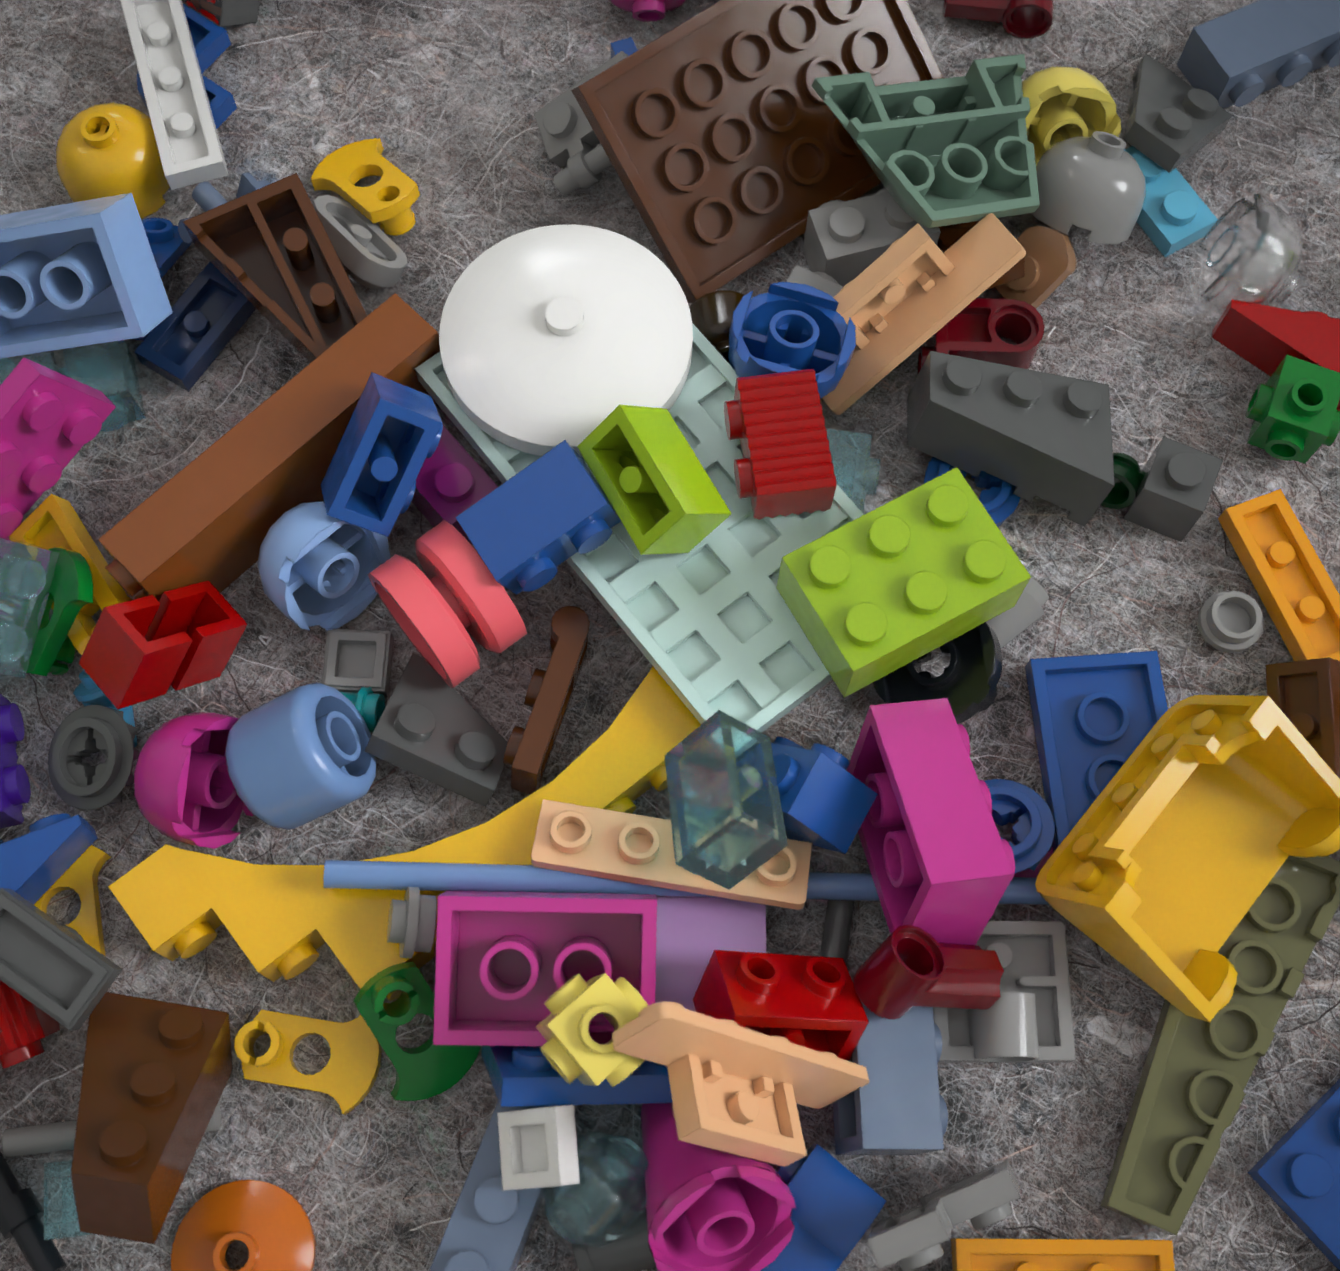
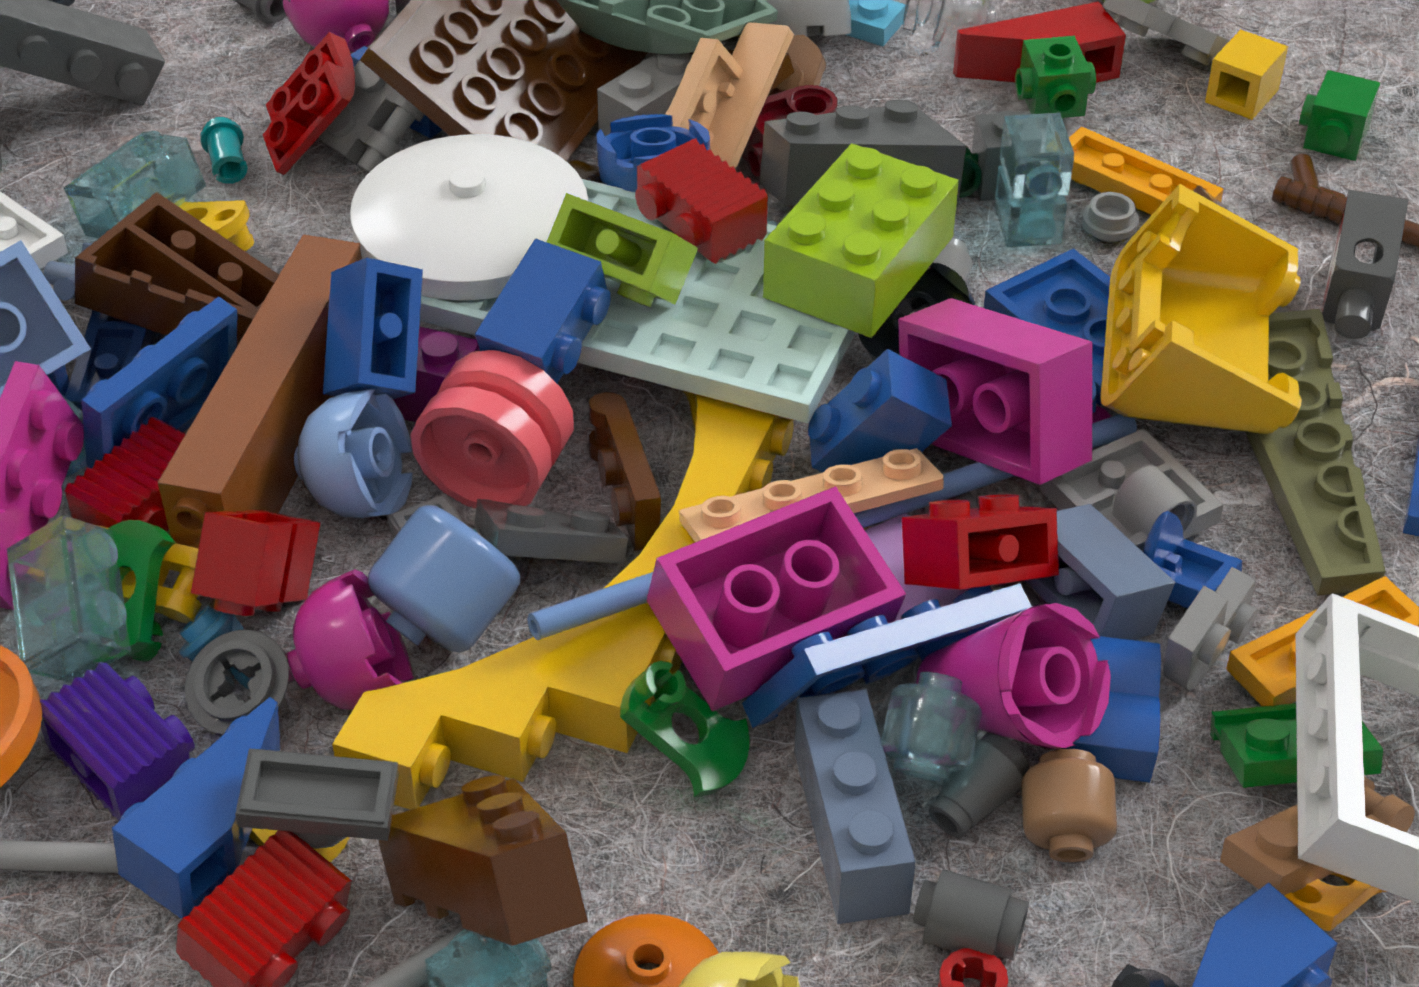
camera: 30 degrees left, 25 degrees down
(125, 477) = (127, 479): none -> red brick
(192, 398) = (162, 380): none -> blue plate
(335, 115) = (131, 176): none -> clear light blue brick
(346, 1077) = (631, 784): yellow piece -> none
(412, 922) = (636, 625): light grey plate -> none
(452, 86) = (223, 143): none -> teal pin
(538, 1148) = (866, 697): white plate -> none
(539, 87) = (309, 101): none -> red slope
(567, 1034) = (860, 556): light yellow brick -> none
(724, 801) = (834, 417): clear light blue brick -> none
(737, 1084) = (985, 540): light nougat bracket -> none
(920, 971) = (1070, 469): dark red piece -> none
(988, 1115) = (1186, 561): none -> blue plate
(1168, 550) = (1033, 179): none -> clear light blue piece

